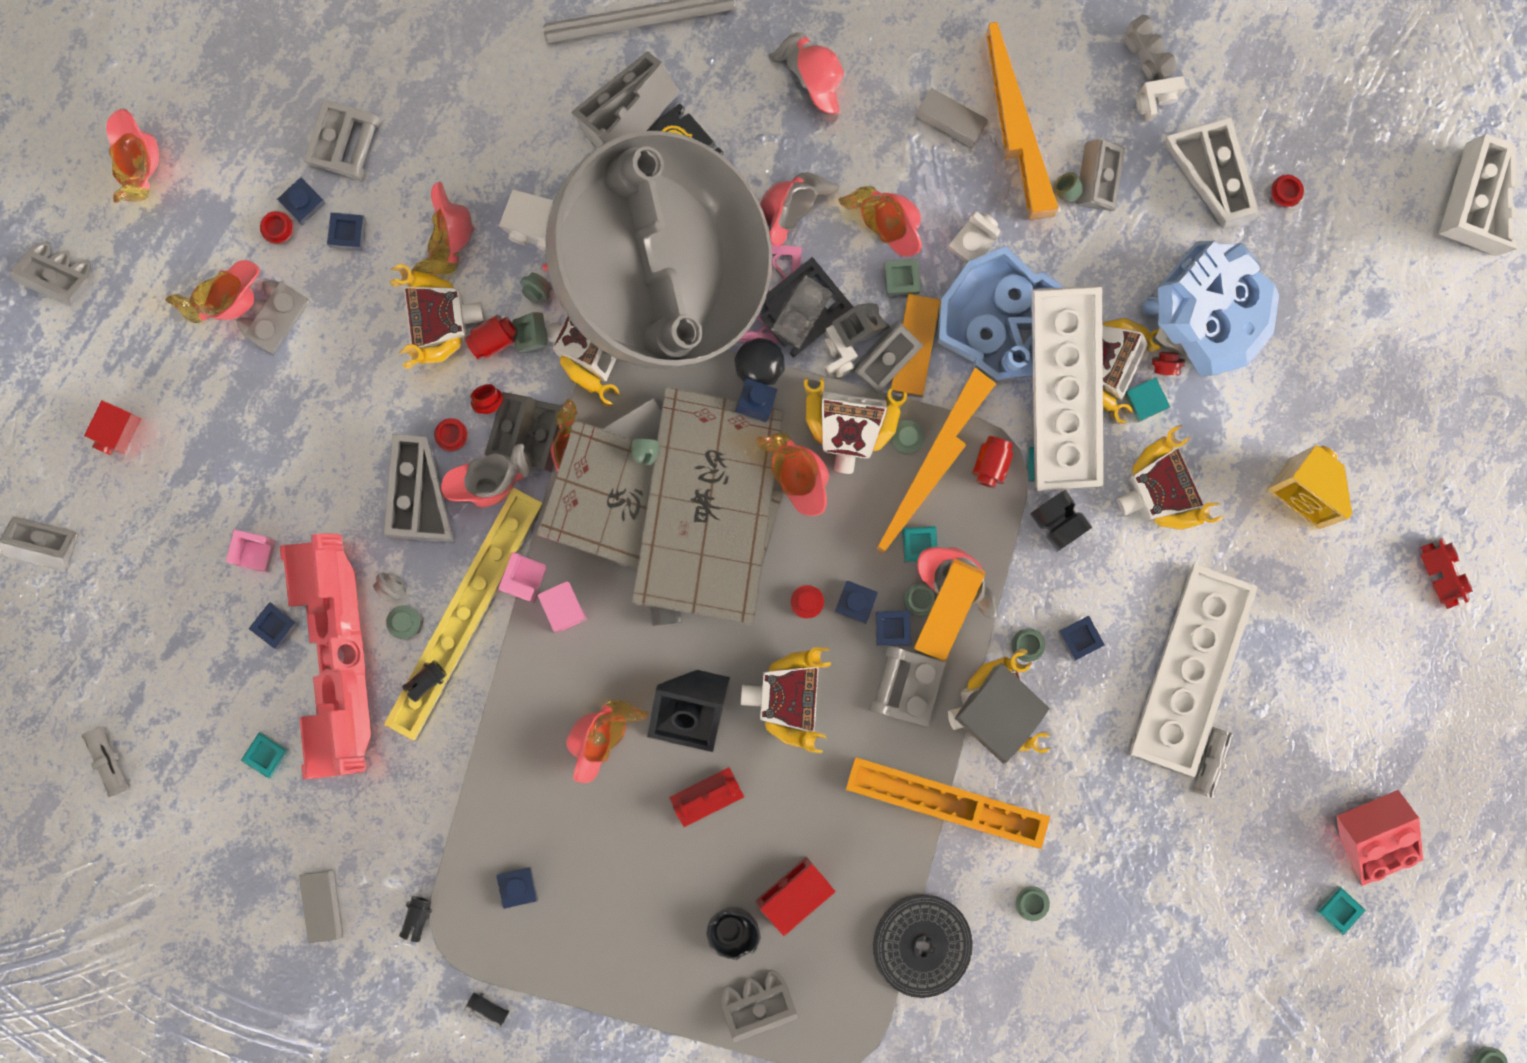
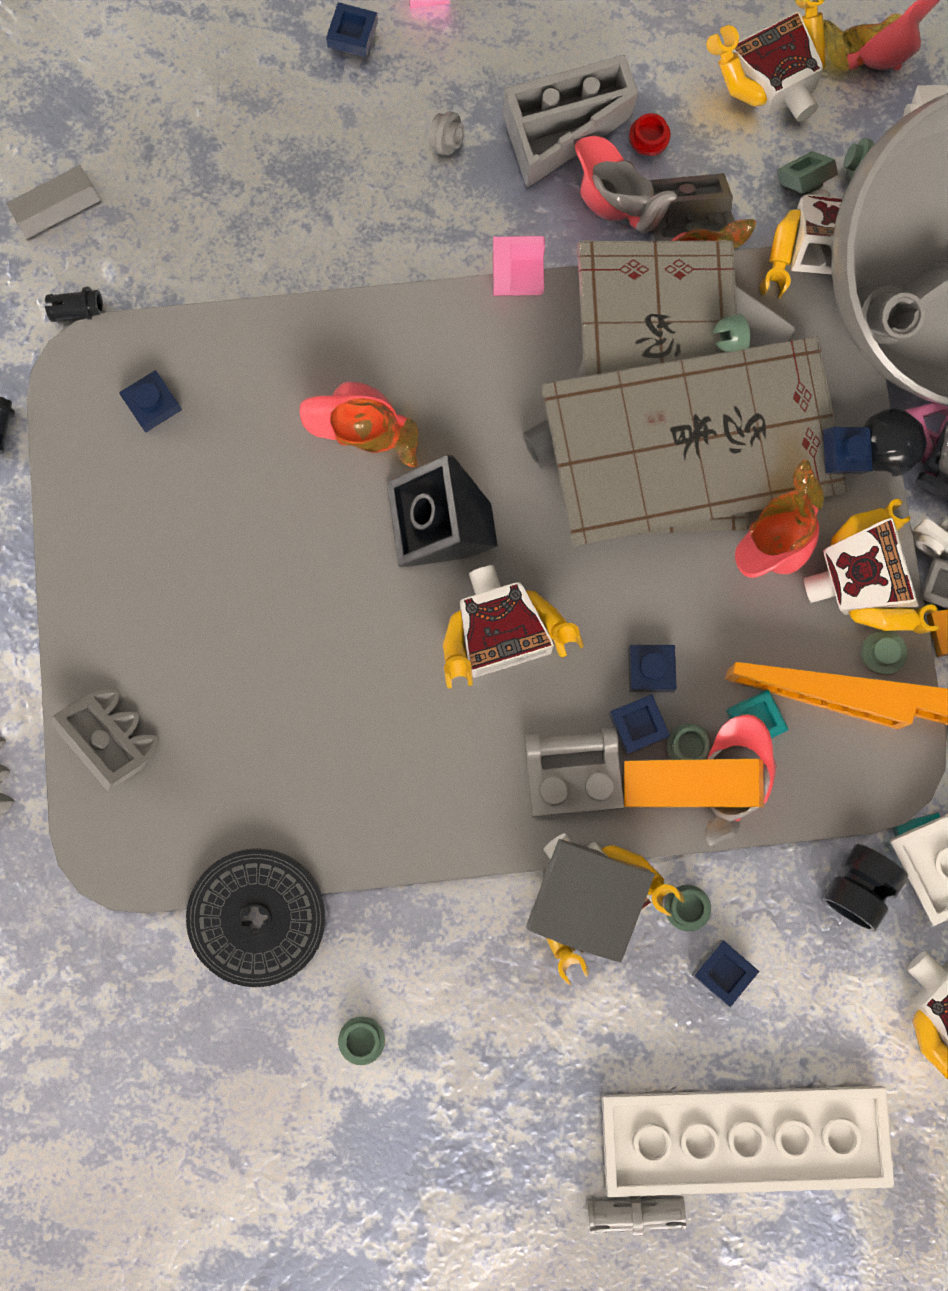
camera: 70 degrees right, 5 degrees down
(265, 755) = (203, 79): teal tile -> none
(326, 583) = (421, 61): coral piece -> none
(403, 622) = (412, 165): sand green plate -> none
(424, 680) = (353, 203): black pin -> none
(467, 608) = (434, 221): light yellow plate -> none
(486, 399) = (707, 155): red plate -> none
(491, 337) = (782, 132): red brick -> none
(562, 607) = (500, 321): bright pink panel -> none
(706, 797) = (340, 578): red hinge -> none
(733, 933) = (185, 670): black hair -> none
(795, 896) = (257, 730): red hinge -> none
(807, 601) = (627, 607): red plate -> none
(948, 803) = (447, 880): light orange slope -> none
(993, 462) = (902, 769): red brick -> none

